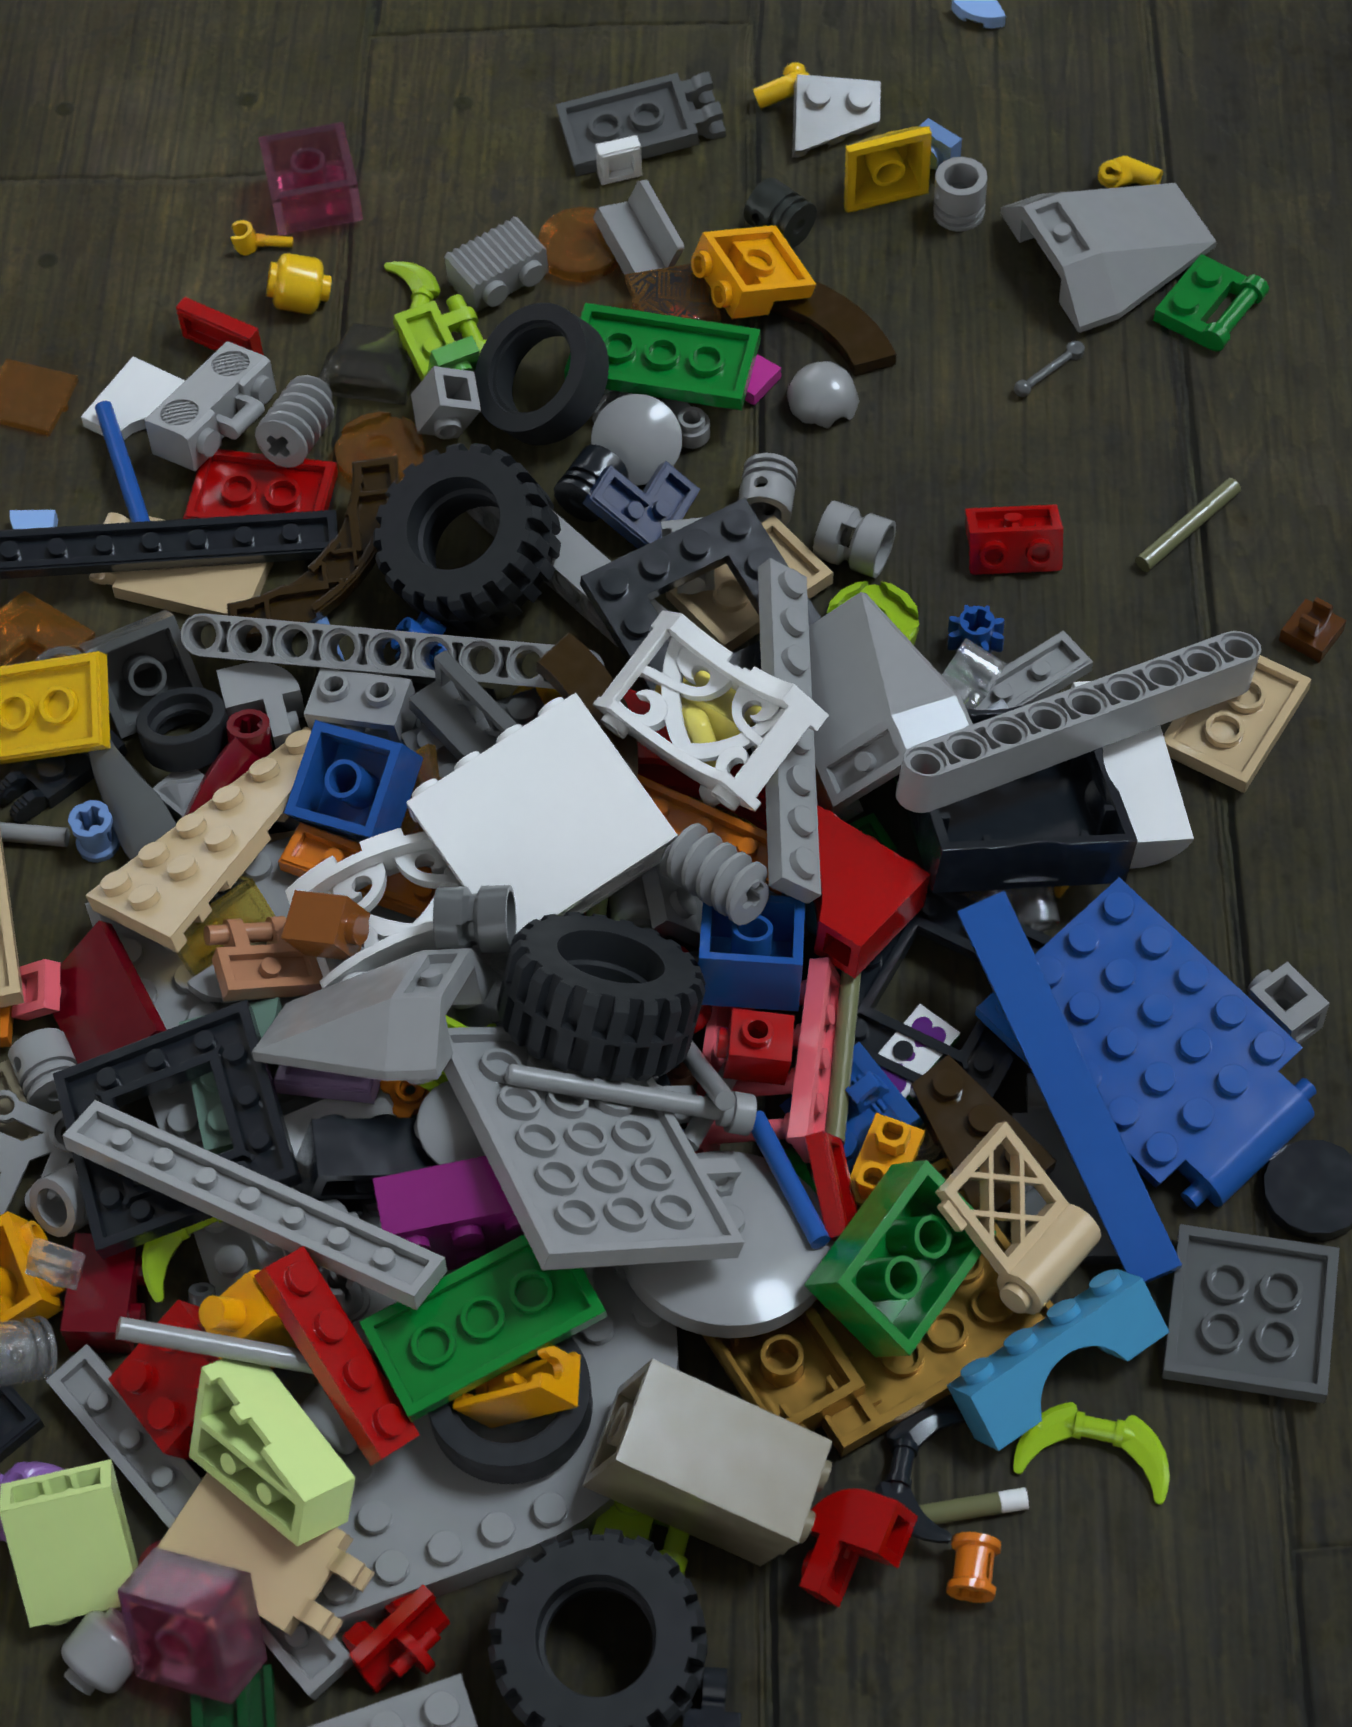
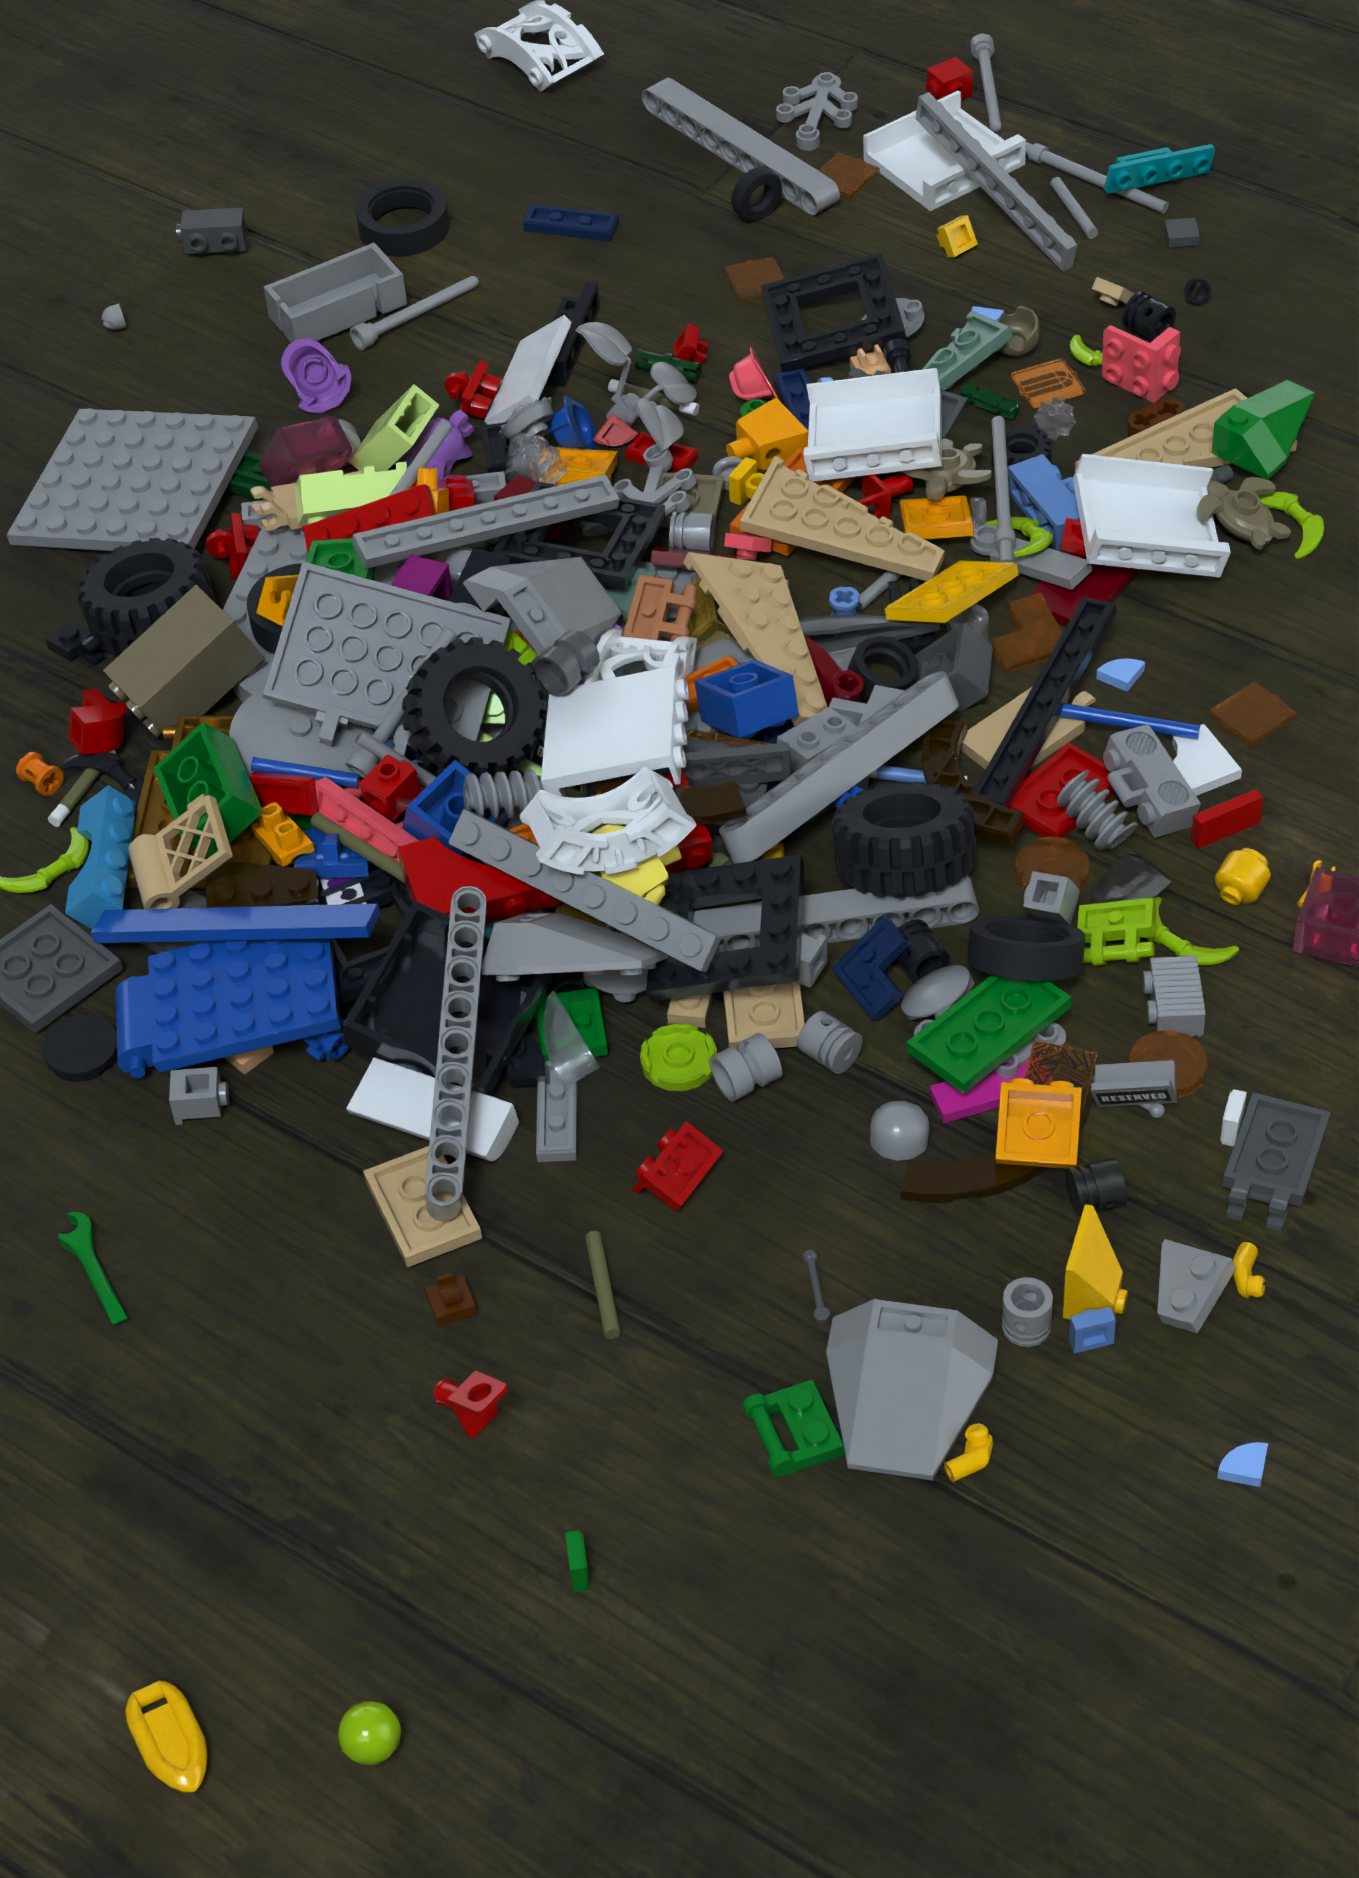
camera: 125 degrees right, 10 degrees down
(325, 925) = (642, 627): dark orange brick -> none
(456, 355) = (1080, 909): bright green plate -> none
(977, 625) = (611, 1096): blue gear -> none

